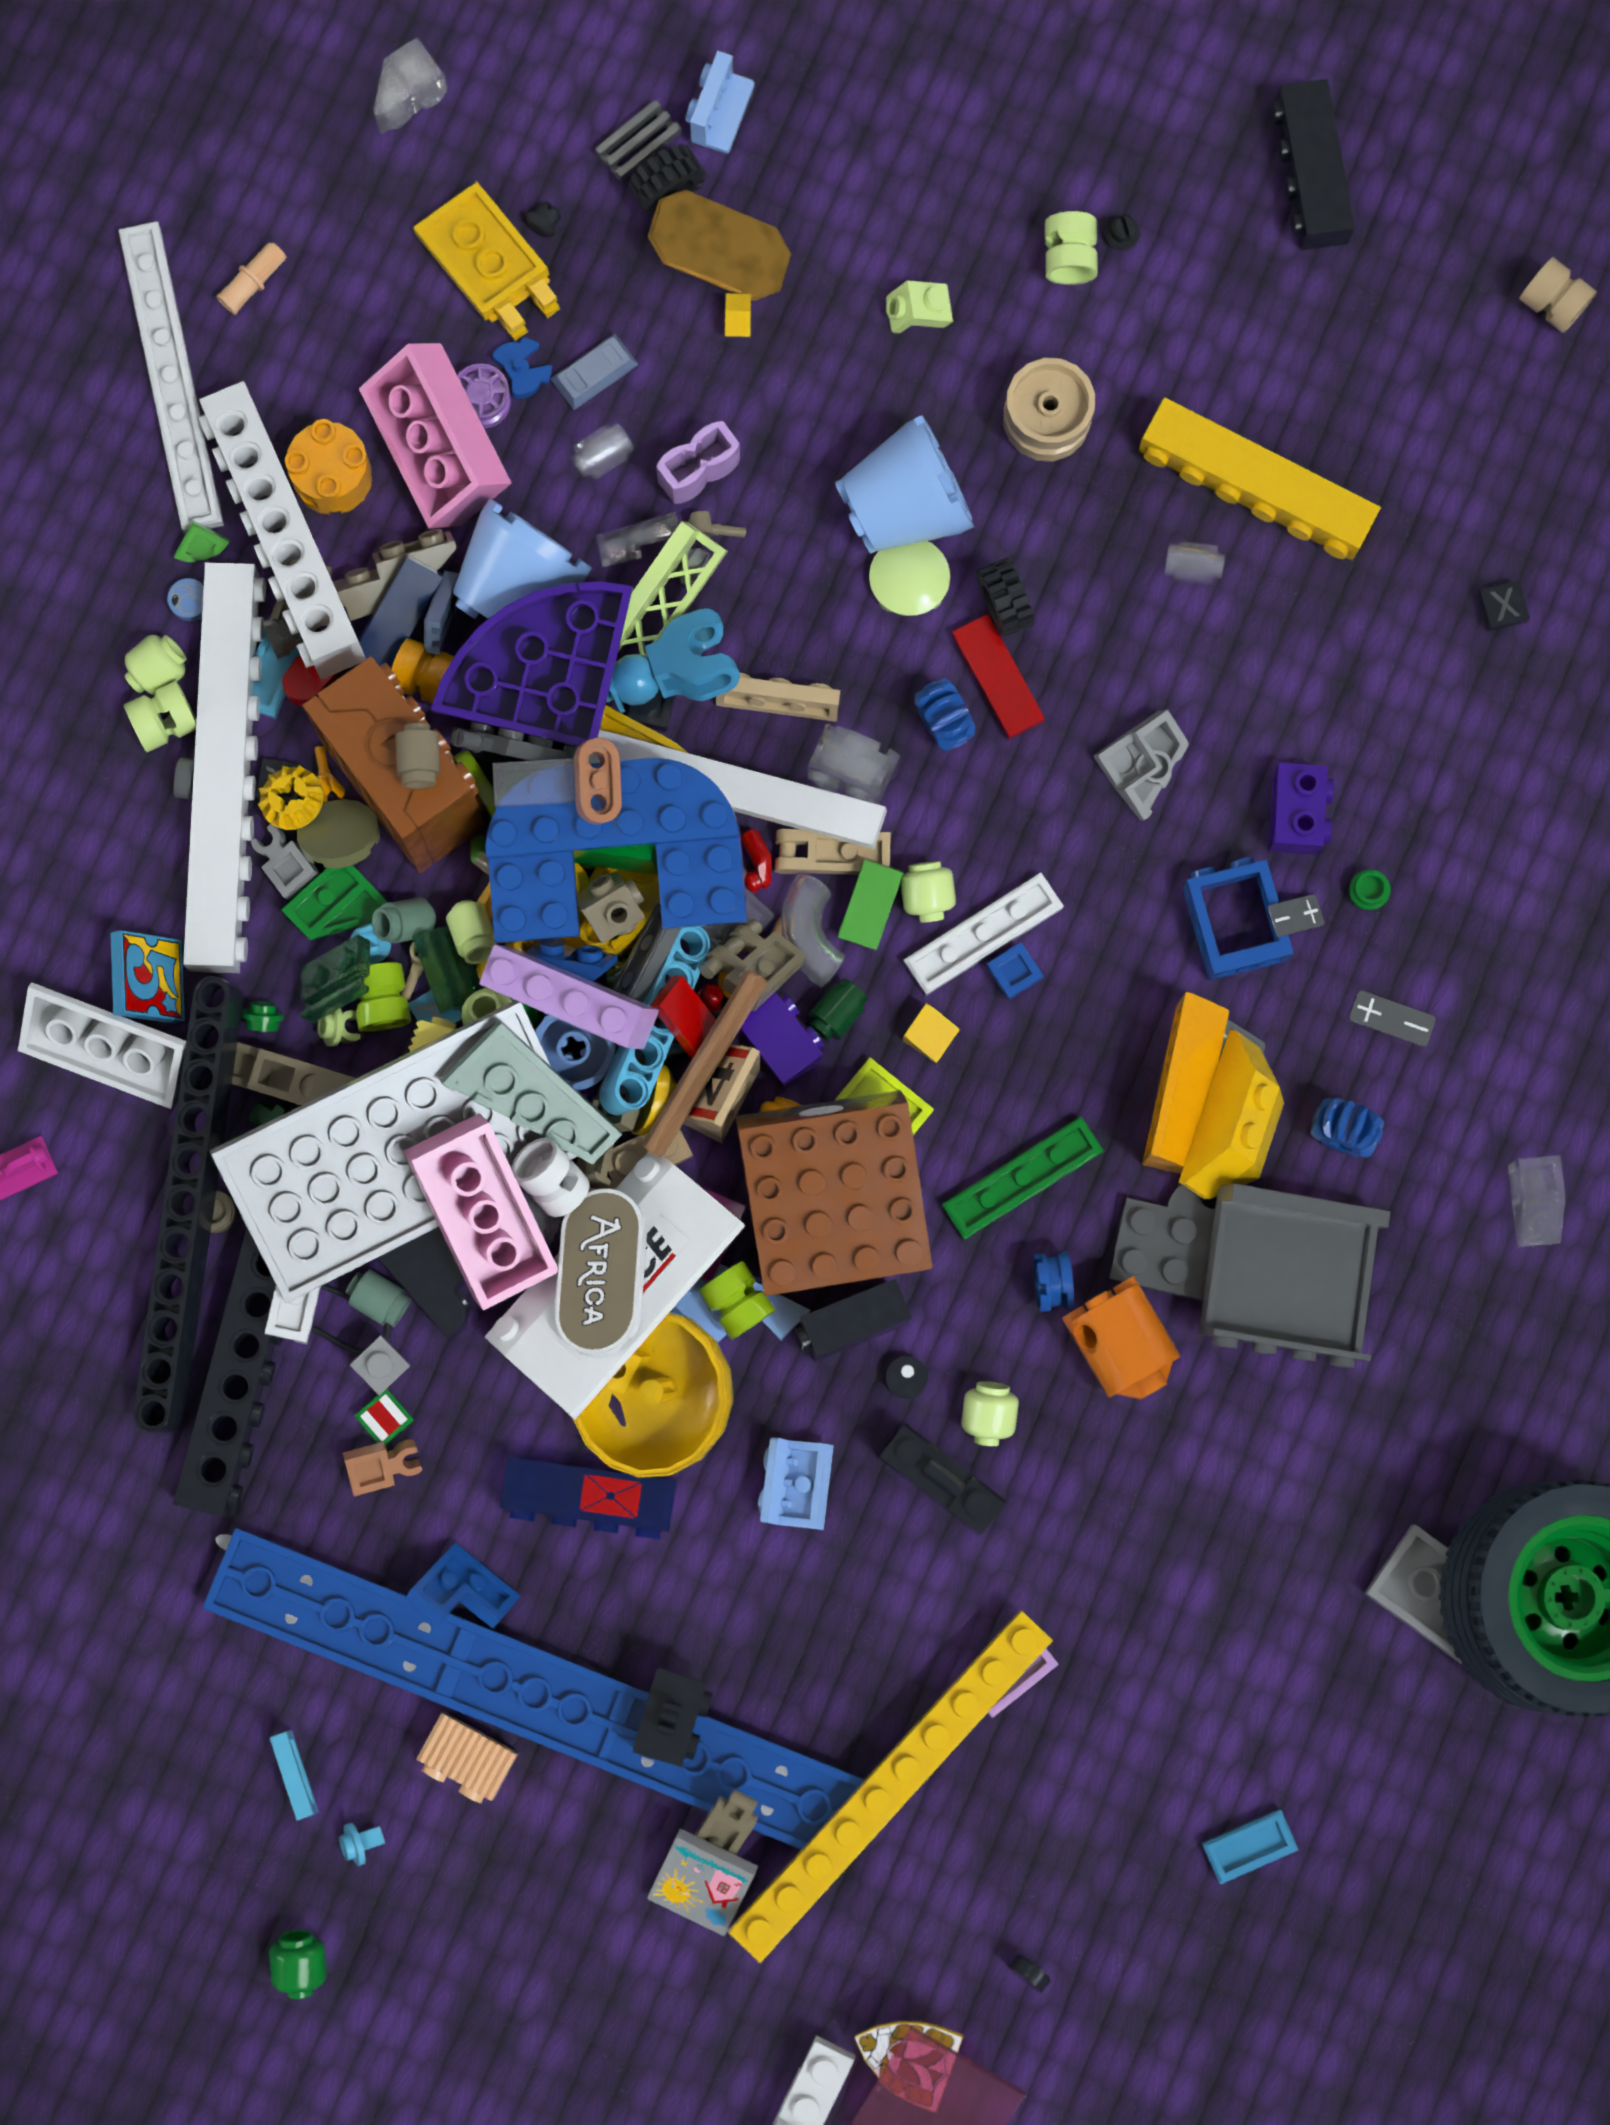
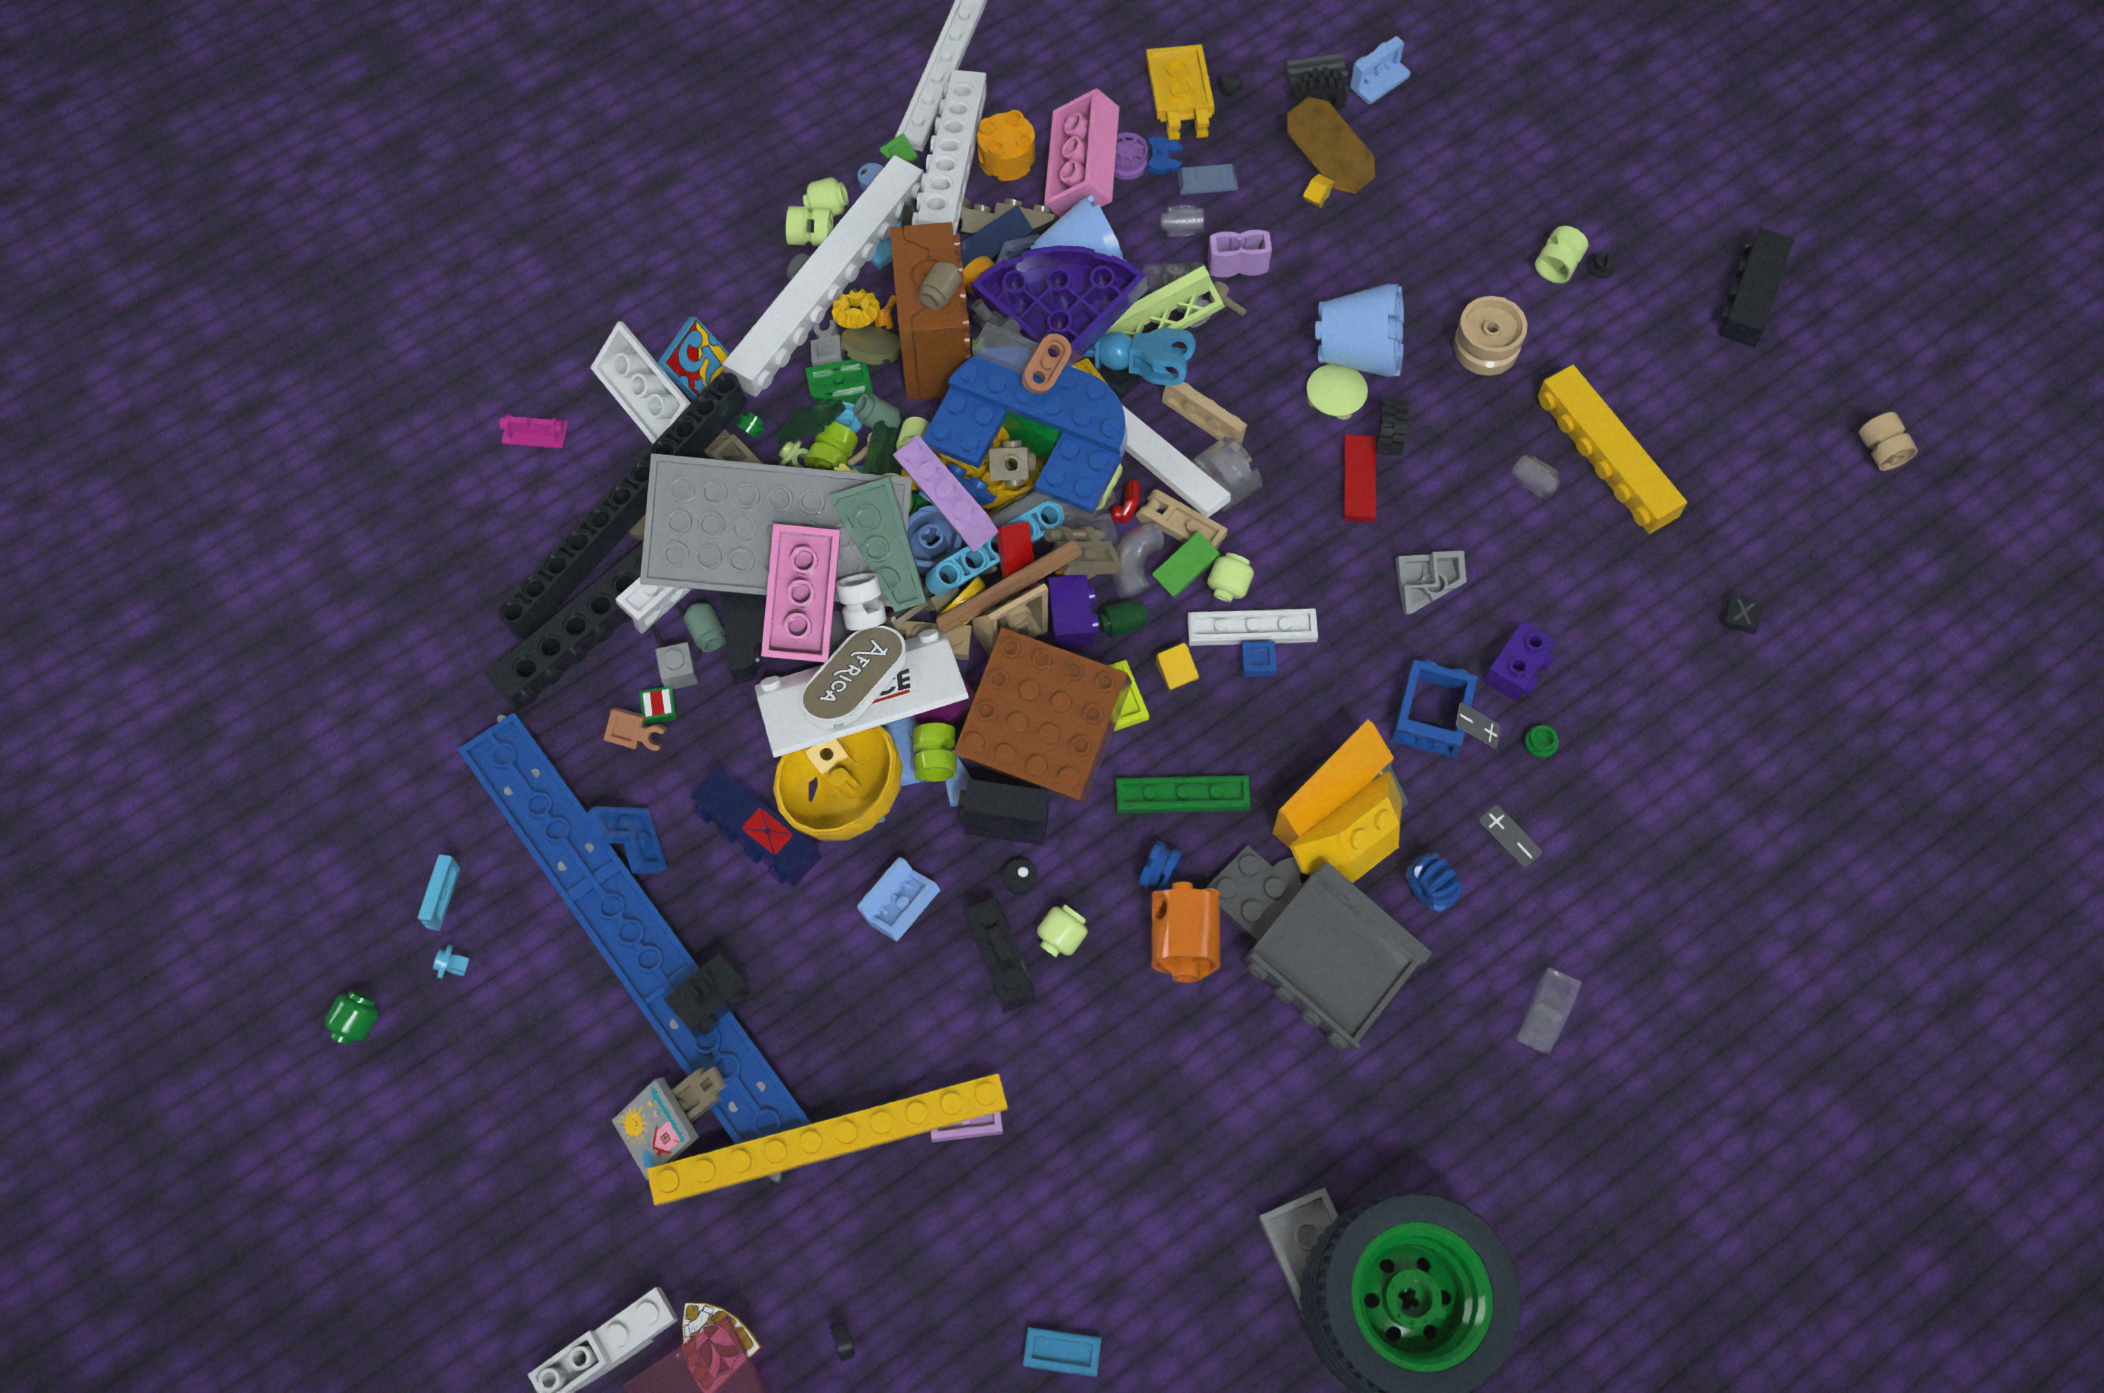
camera: 35 degrees right, 15 degrees down
(251, 278) = (1029, 30): light nougat axle -> none
(466, 1757) = (557, 949): light nougat brick -> none
(918, 305) = (1441, 240): yellowish green bracket -> none
(945, 714) = (1308, 475): blue gear -> none

